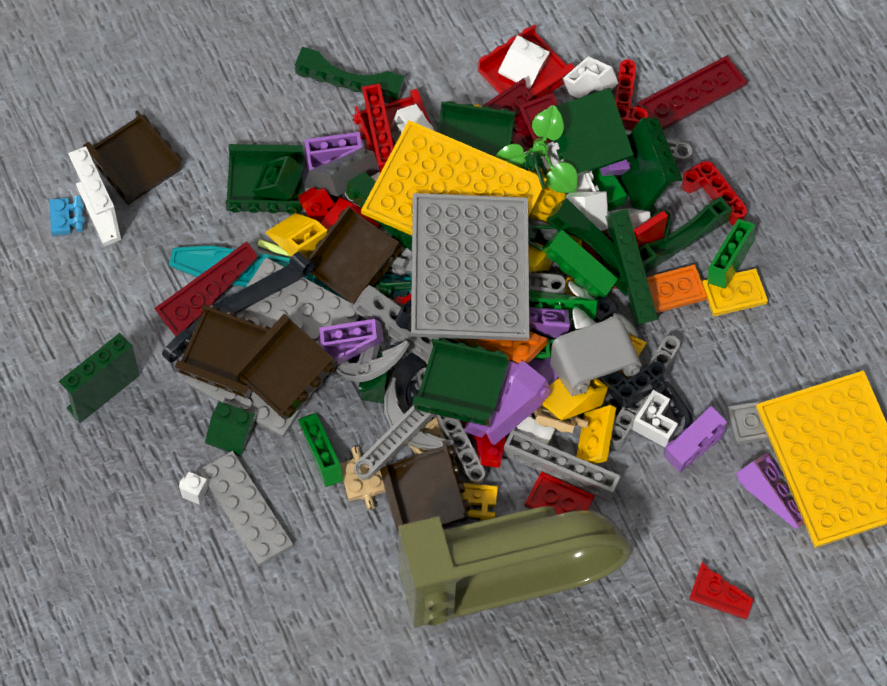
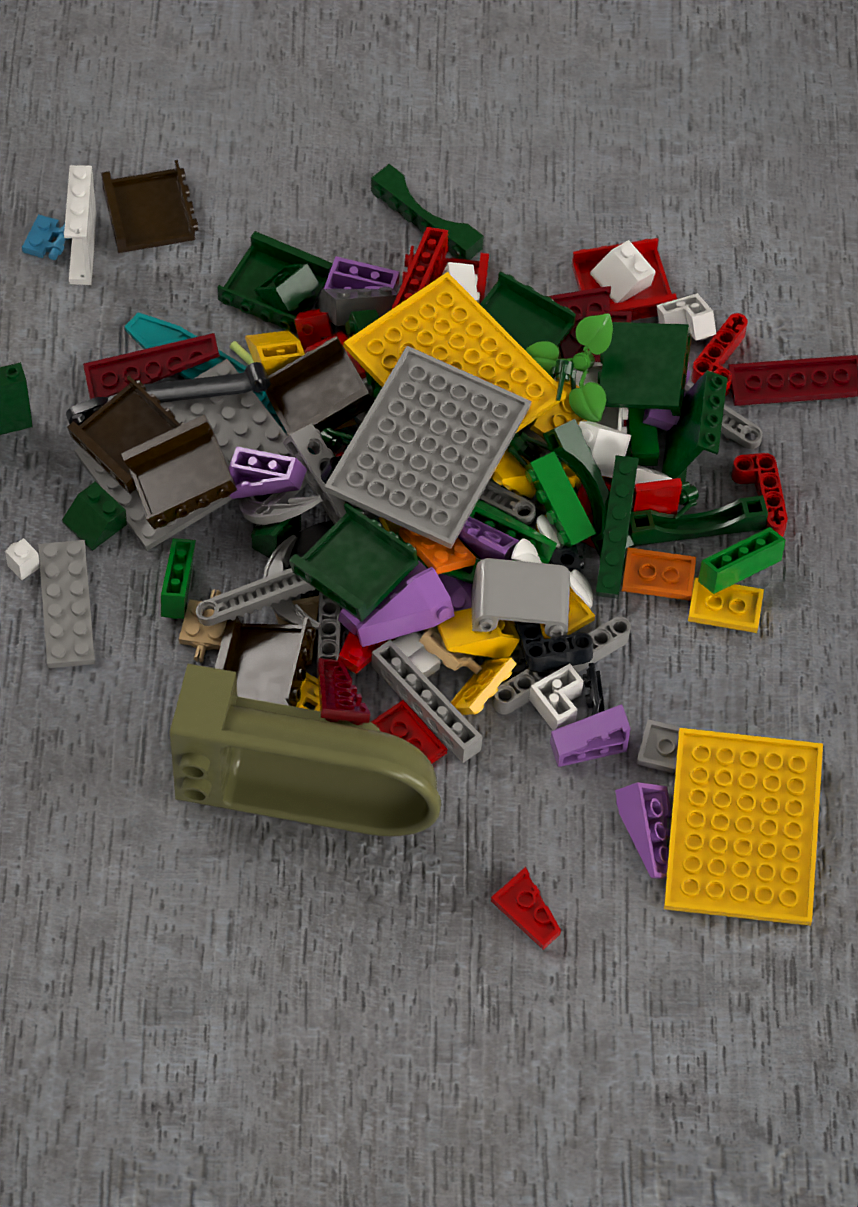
camera: 25 degrees right, 5 degrees down
(509, 495) = (338, 695): none -> dark red wing

